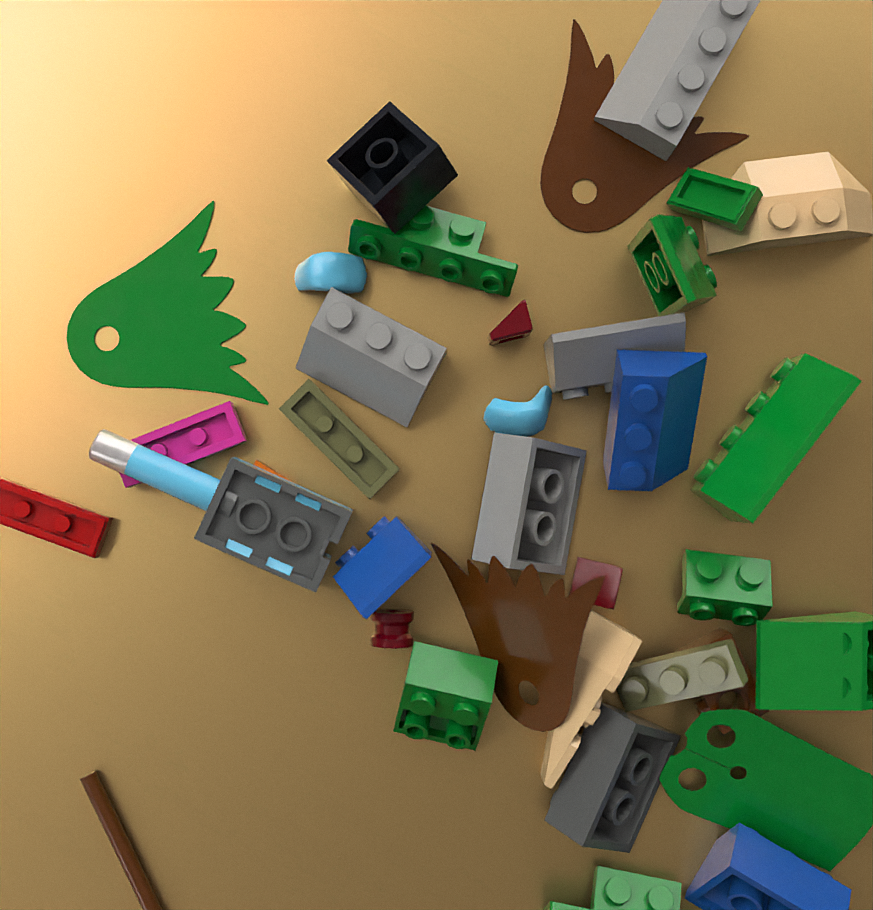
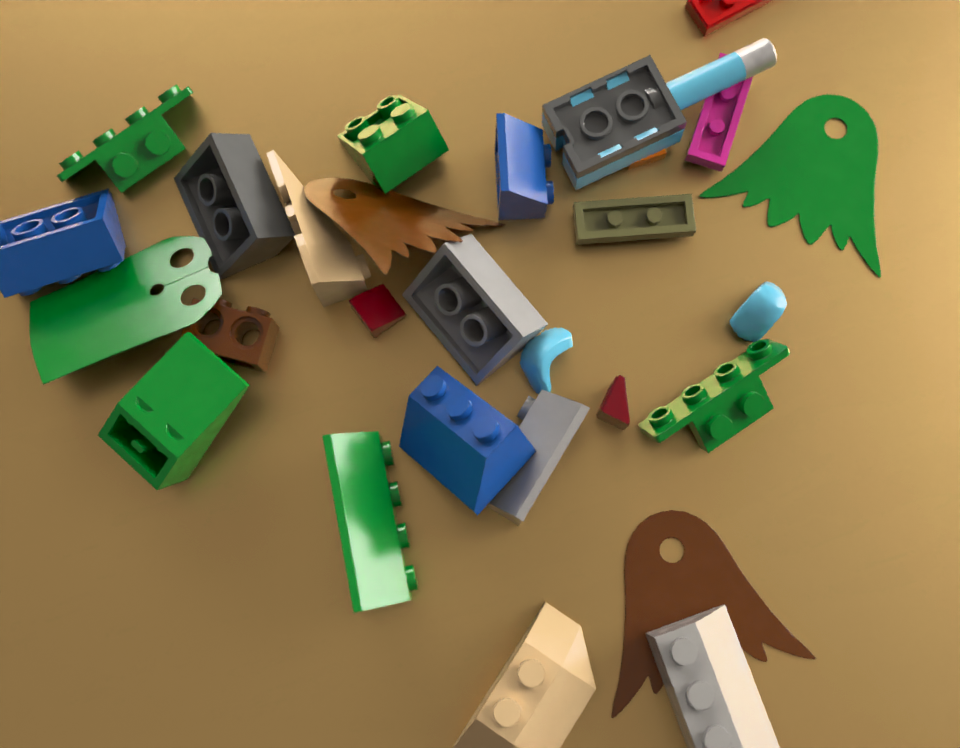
camera: 130 degrees right, 10 degrees down
(370, 357) = (676, 287): light grey slope -> none
(392, 628) = (470, 145): dark red wheel -> none
(393, 167) = (809, 409): black brick -> none
(671, 265) = (562, 558): green slope -> none
(682, 675) = (260, 303): olive plate -> none
(715, 199) = (586, 637): green tile -> none
(725, 587) = (291, 396): green bracket -> none

